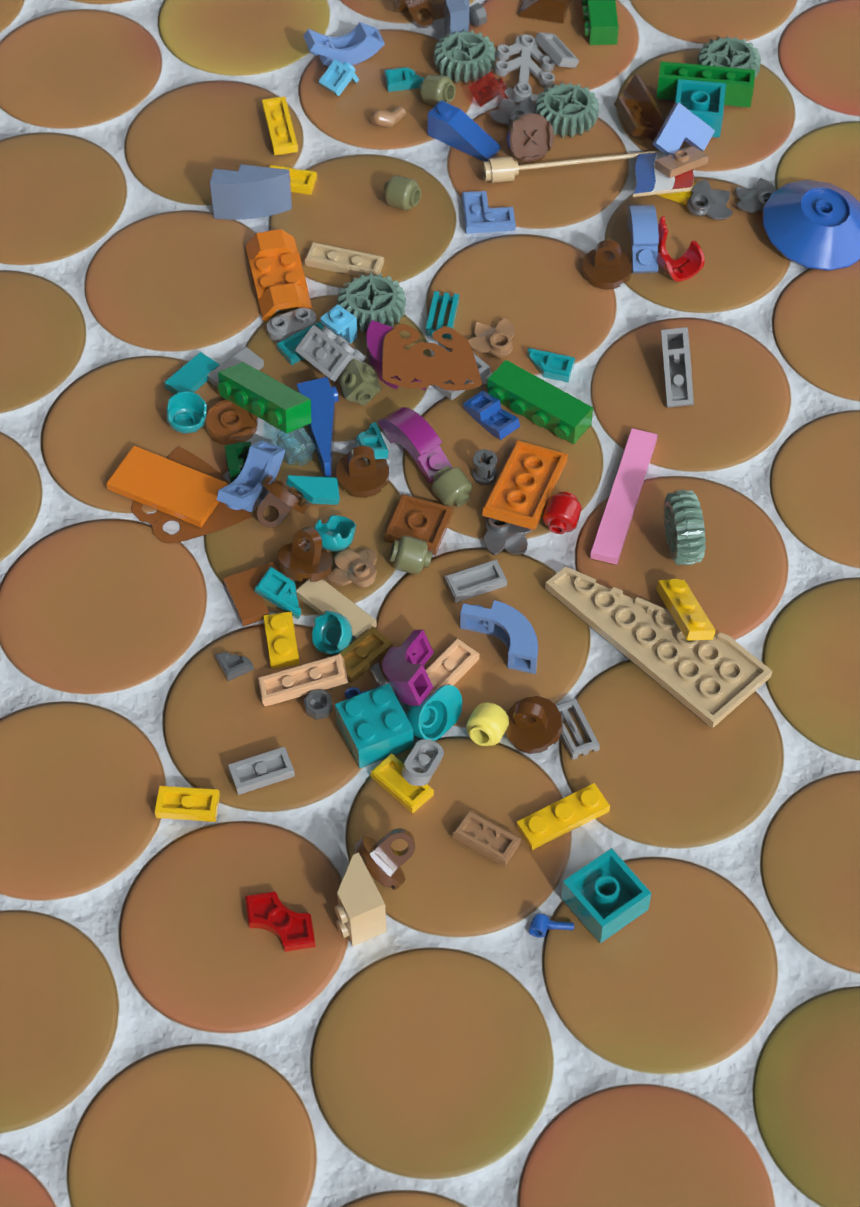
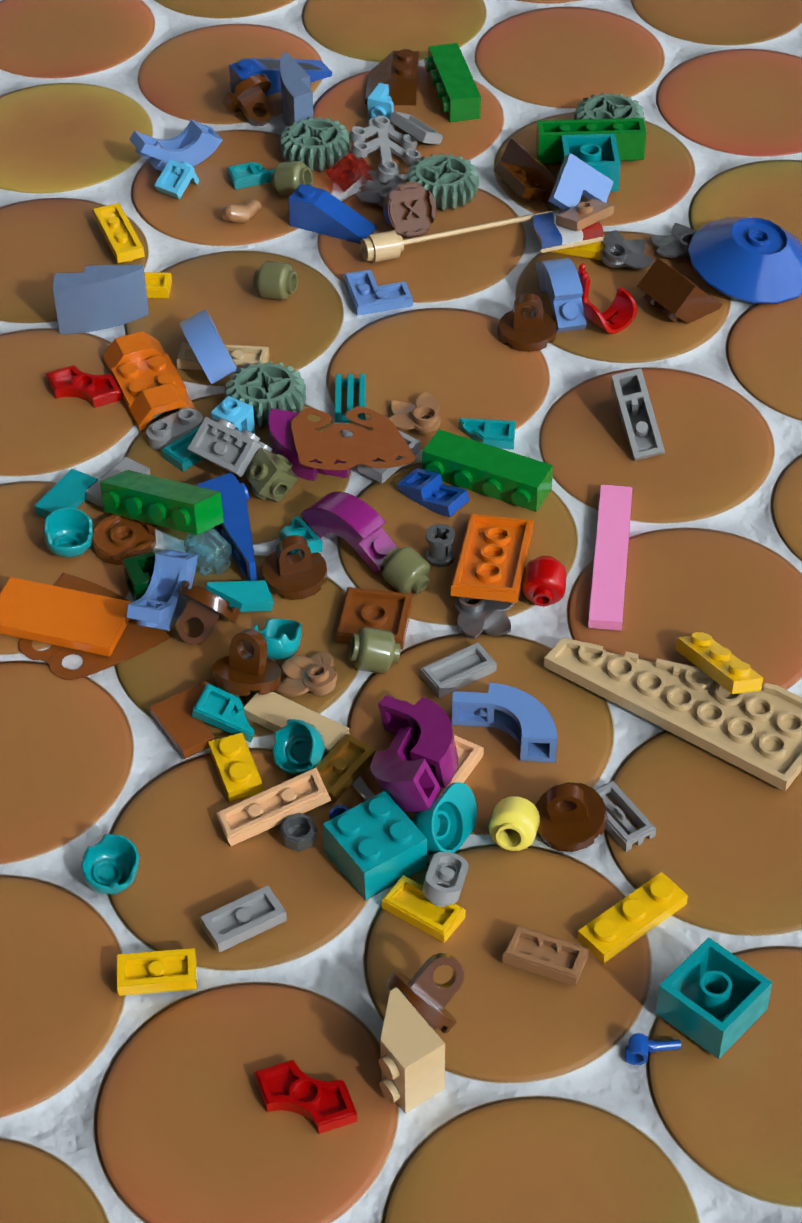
camera: 10 degrees left, 10 degrees down
(167, 710) = (110, 864): none -> teal hair
(233, 665) = (181, 804): dark grey tile -> none
(234, 277) = (95, 389): none -> red tile
(331, 251) = (208, 346): none -> medium blue arch
(440, 649) = (433, 730): none -> magenta arch
(477, 15) = (321, 104): dark grey tile -> none
(530, 20) = (379, 102): none -> medium azure bracket
(684, 527) = (695, 573): sand green gear -> none
(743, 251) = (676, 293): none -> reddish brown slope

